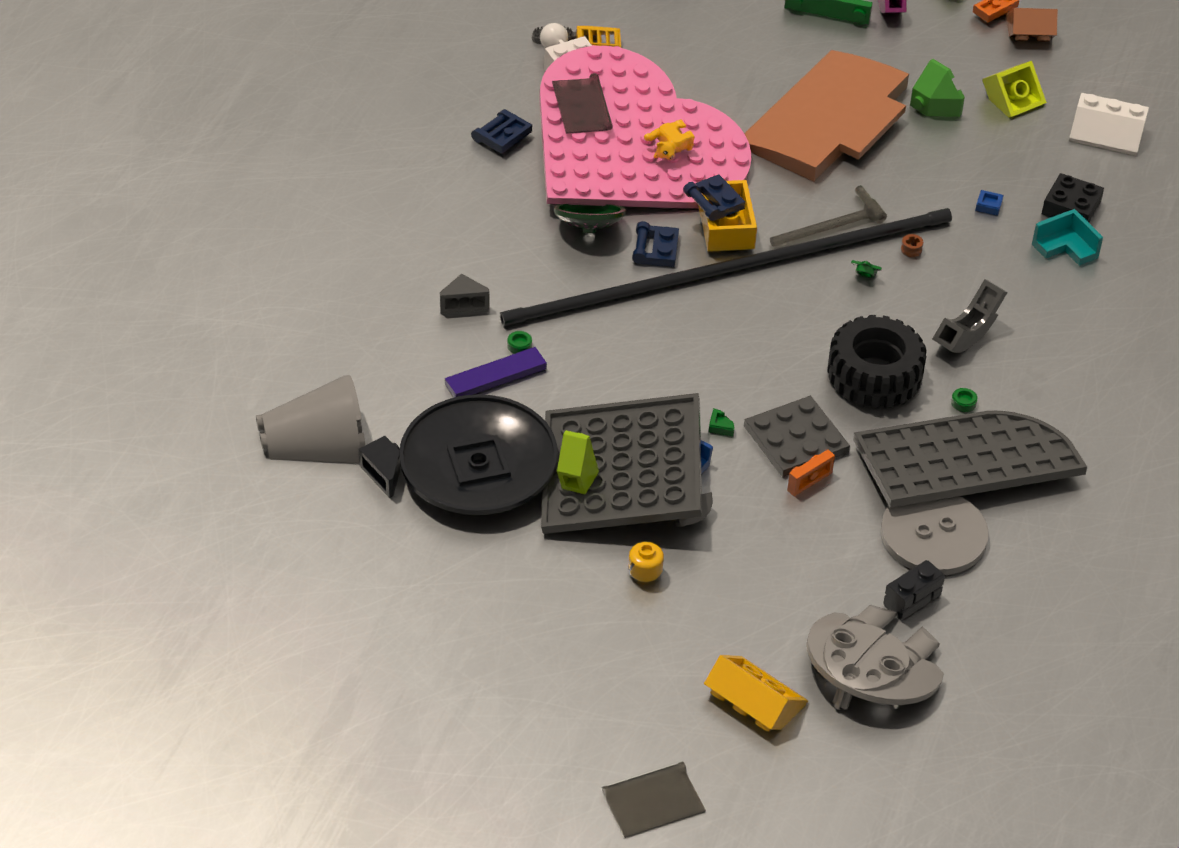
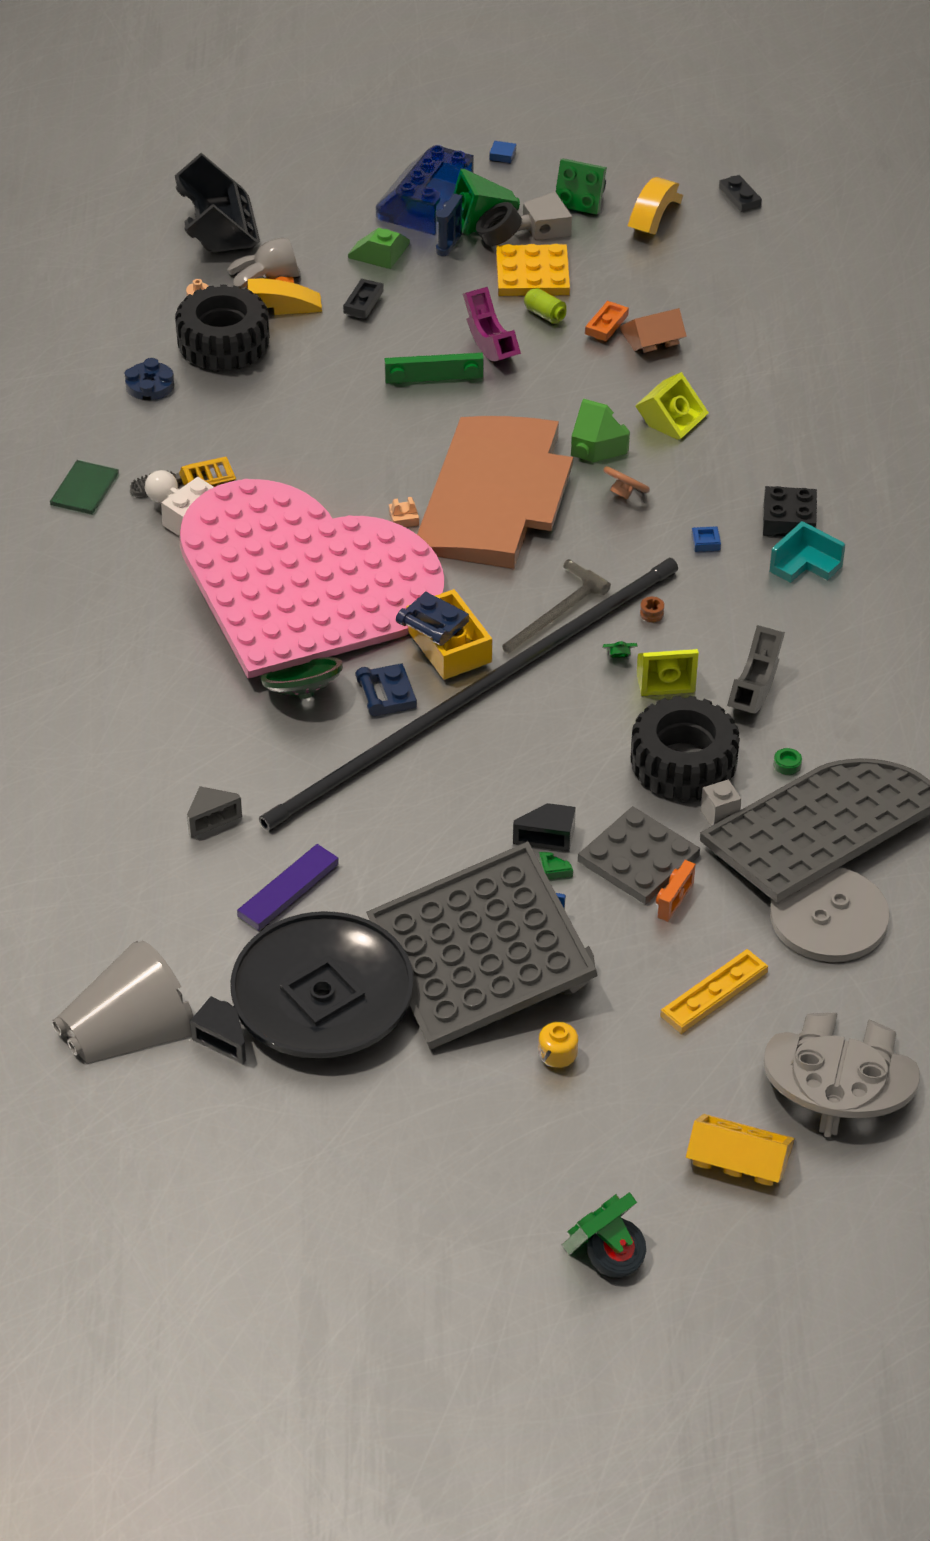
camera: 20 degrees left, 0 degrees up
(497, 23) = (84, 487): none -> clear green piece
(505, 135) = (161, 613): dark blue plate -> none
(519, 341) = (295, 843): green tile -> none
(576, 462) = (440, 959): lime slope -> none
(582, 105) = (239, 556): clear smoke piece -> none
(607, 728) = (612, 1242): none -> plate
(653, 800) = (691, 1301): clear smoke piece -> none
(671, 139) = (353, 567): yellow animal -> none
(729, 390) = (546, 827): none -> black slope
(743, 112) = (404, 513): none -> light nougat tile
(802, 562) = (714, 991): none -> yellow tile
(884, 412) = (719, 801): none -> light grey brick
(895, 297) = (667, 672): none -> neon yellow slope
(914, 589) = (844, 982): black brick -> none
(940, 138) = (624, 484): none -> nougat piece
(1108, 124) = (785, 418): white slope -> none

